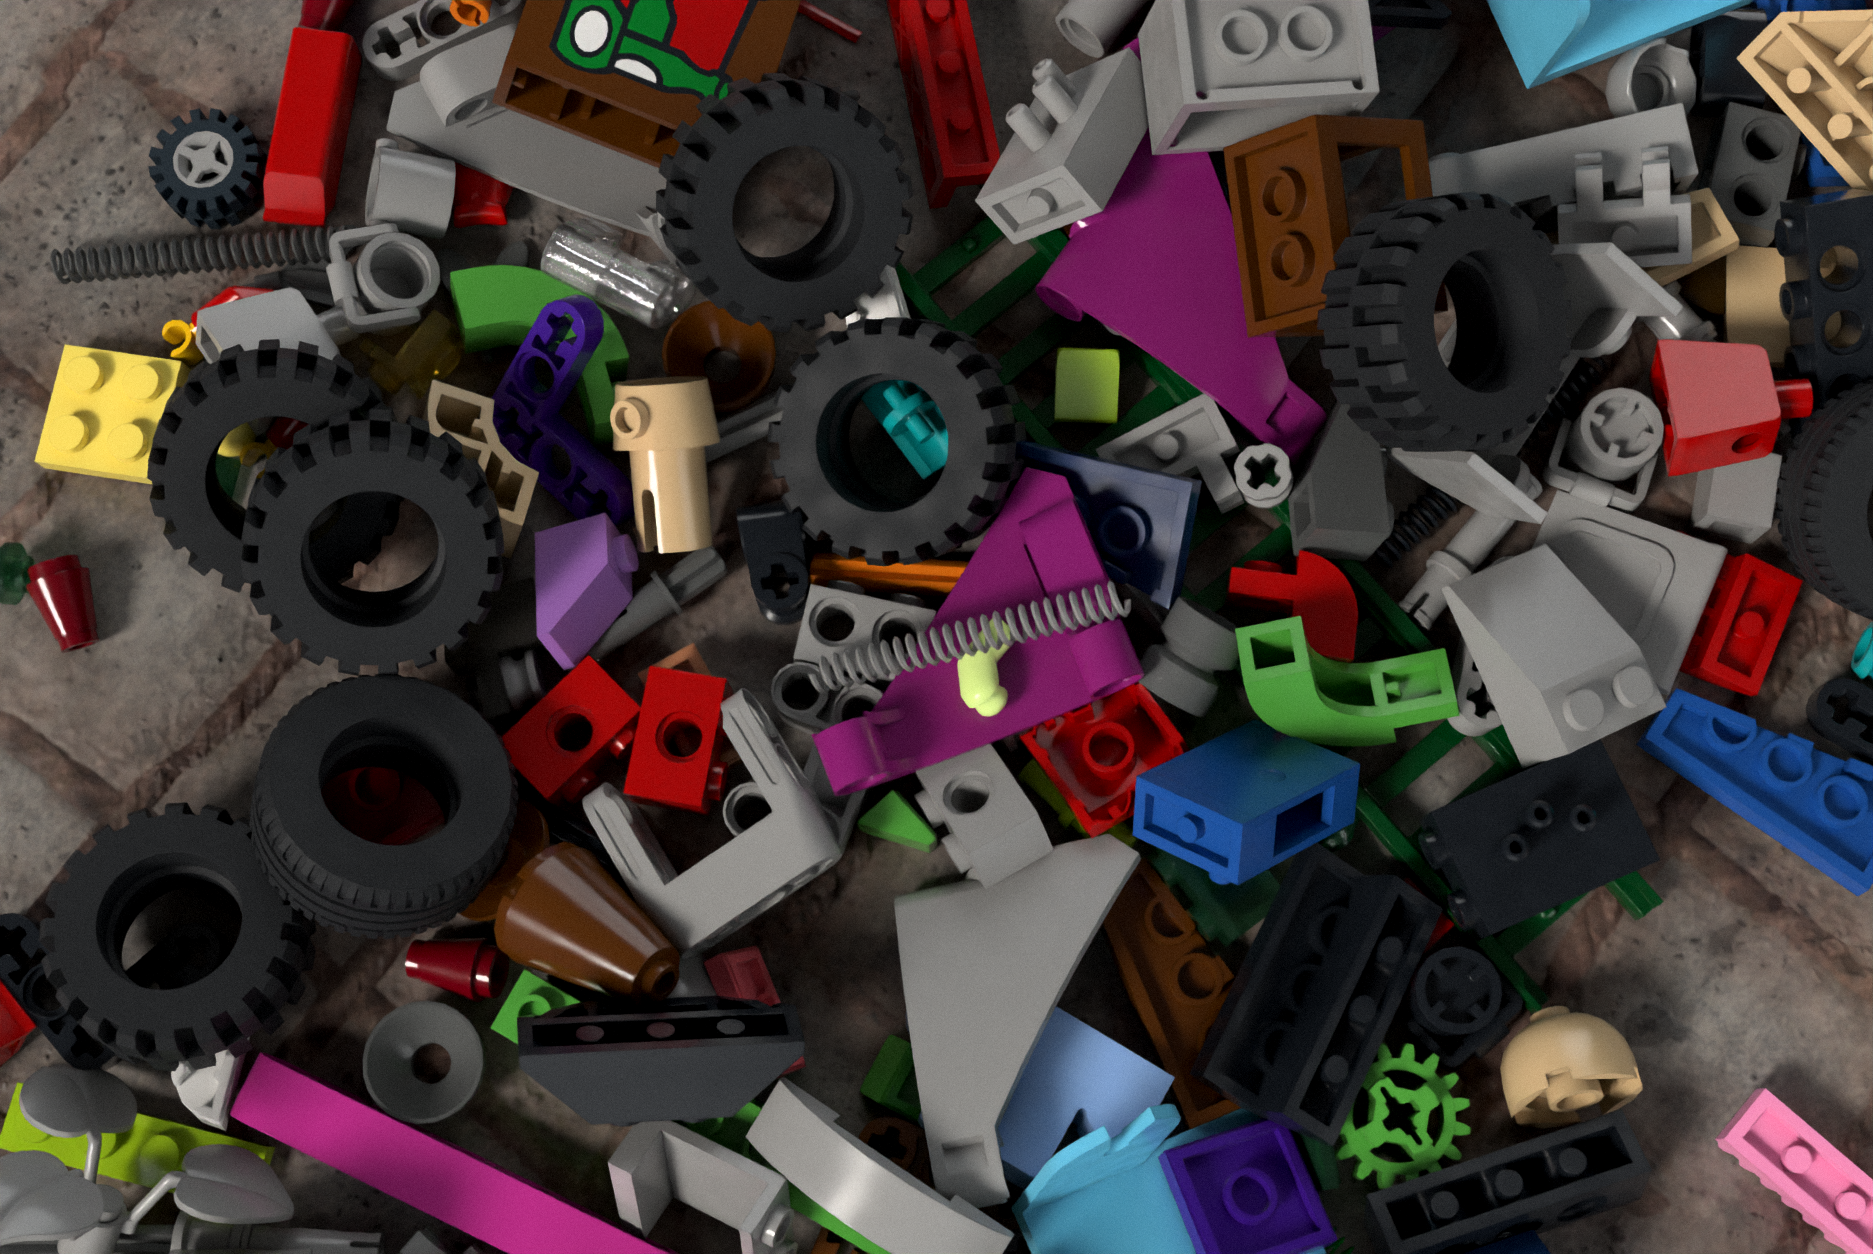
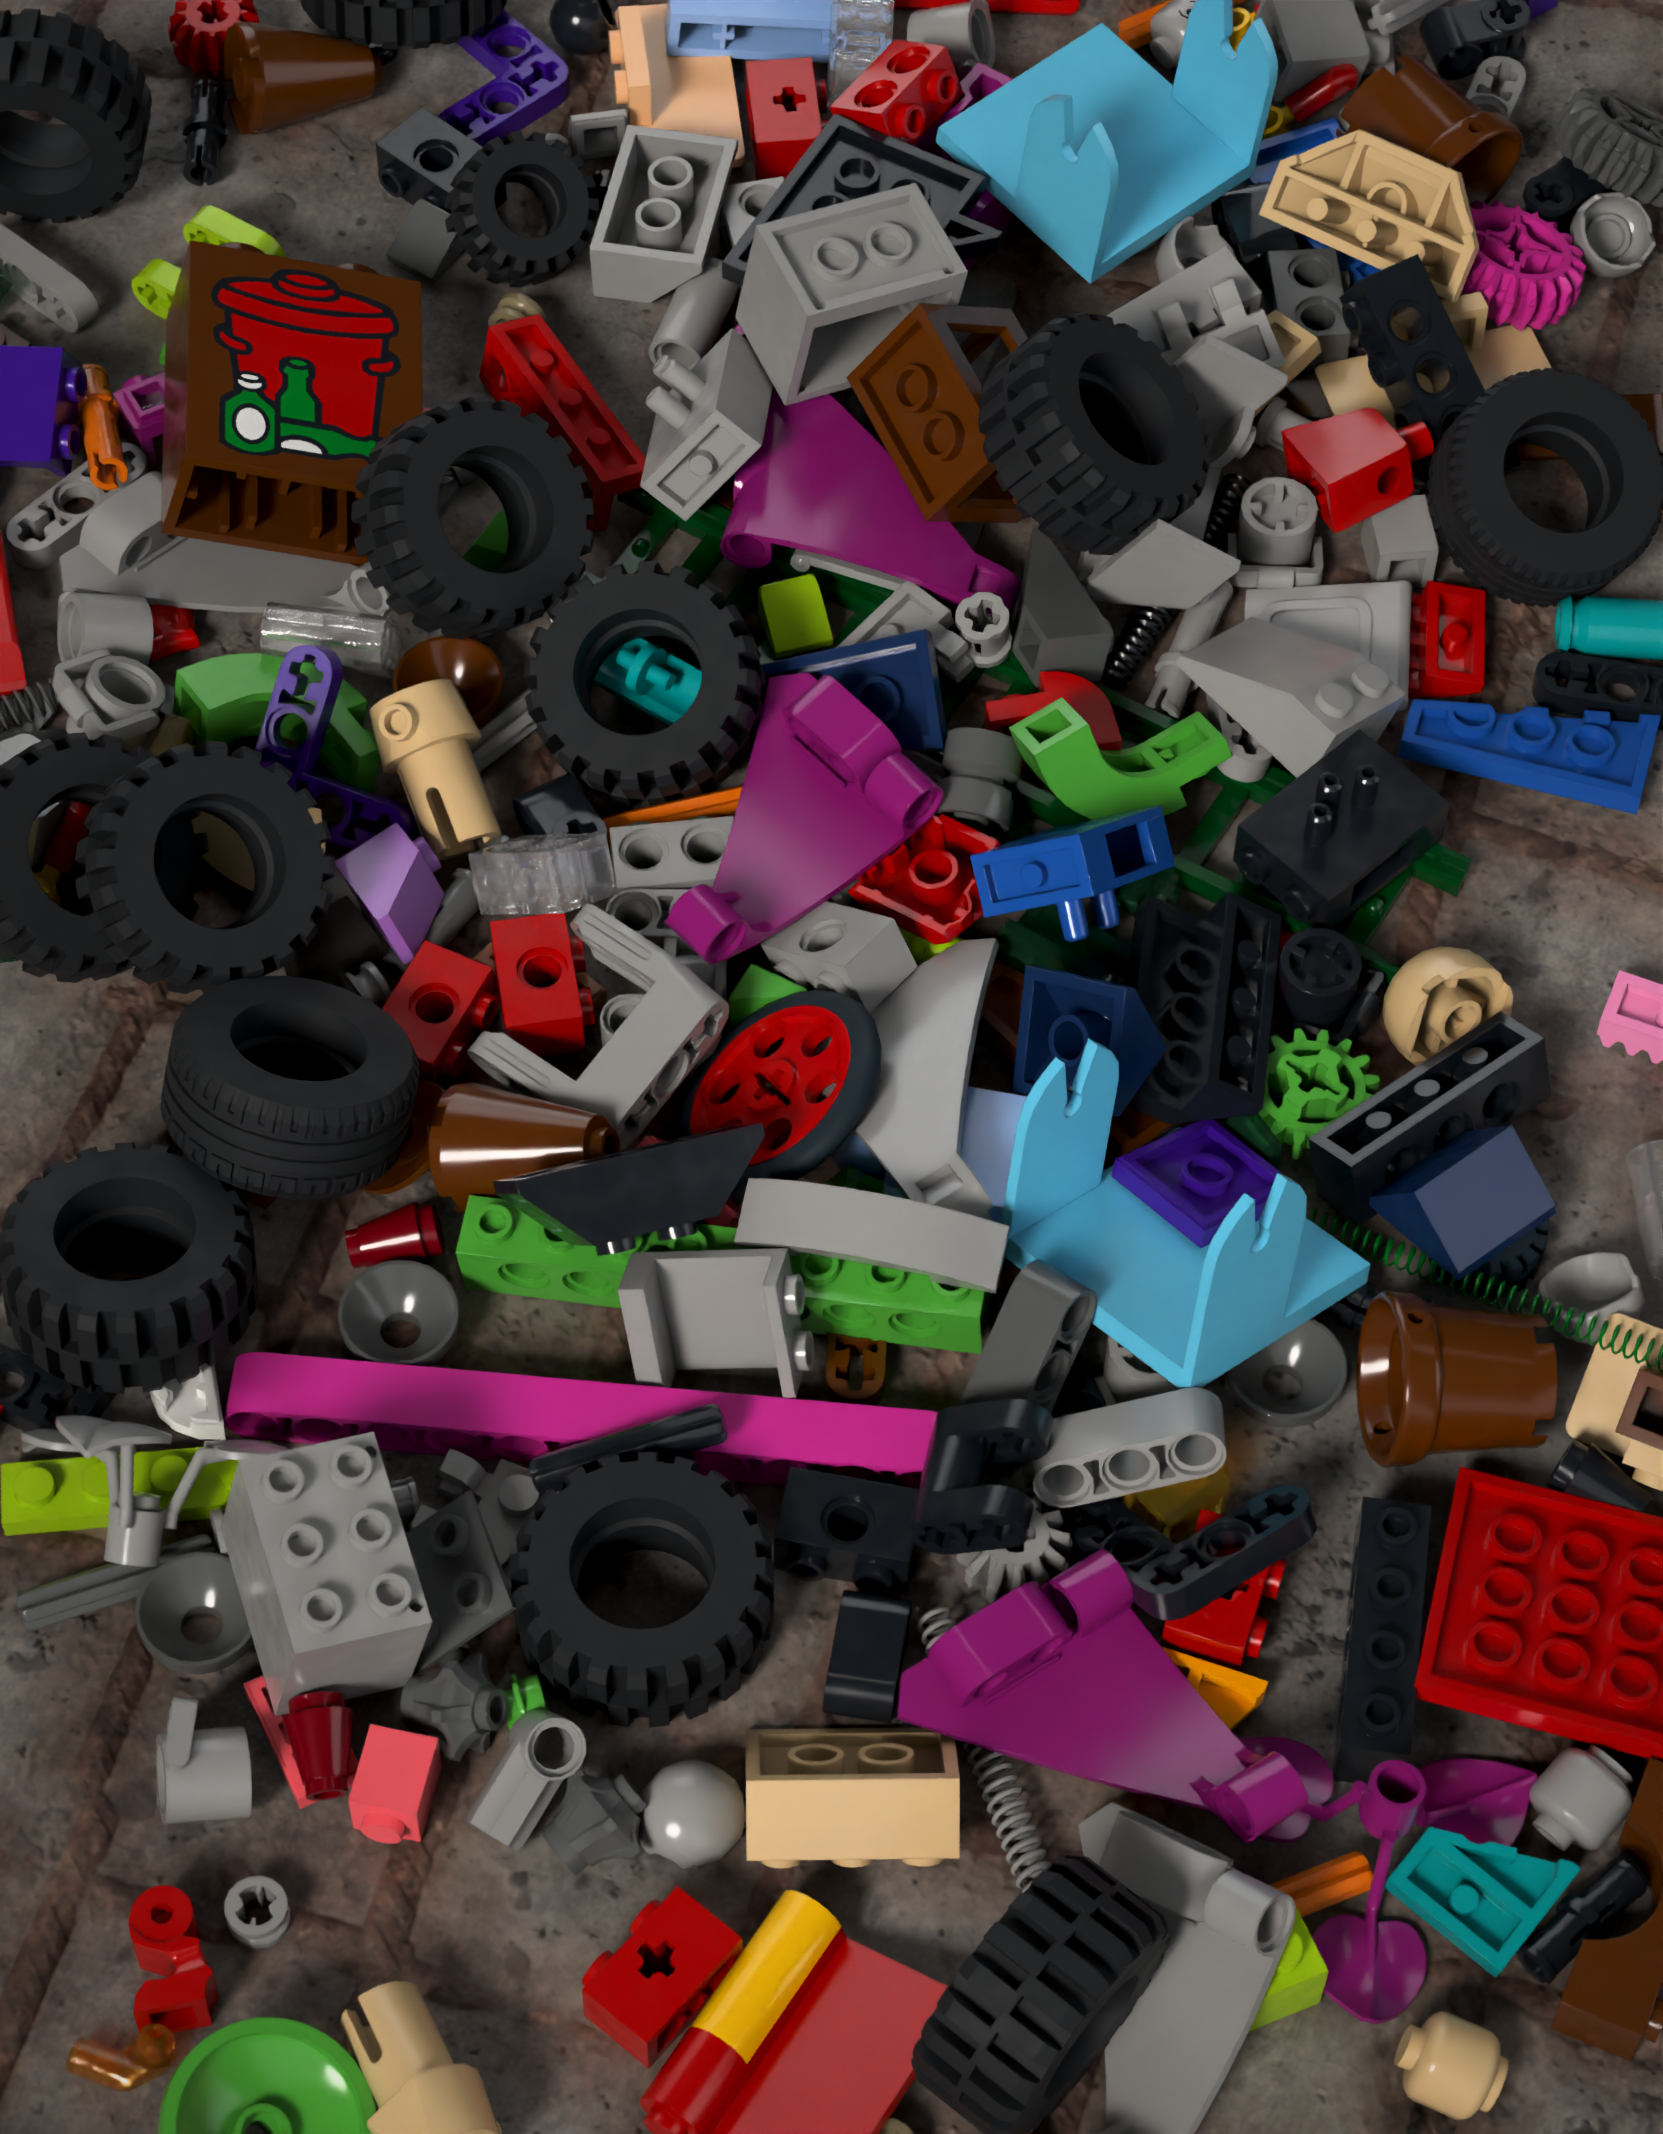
camera: 25 degrees left, 20 degrees down
(723, 622) = (543, 874): none -> clear brick
(807, 211) = (491, 545): none -> bright green slope
(935, 961) = (816, 1128): none -> red wedge
(964, 648) = (774, 801): light grey piece -> none
(980, 676) = (794, 837): yellowish green arm -> none
(1174, 1022) = (1066, 1011): none -> dark blue slope

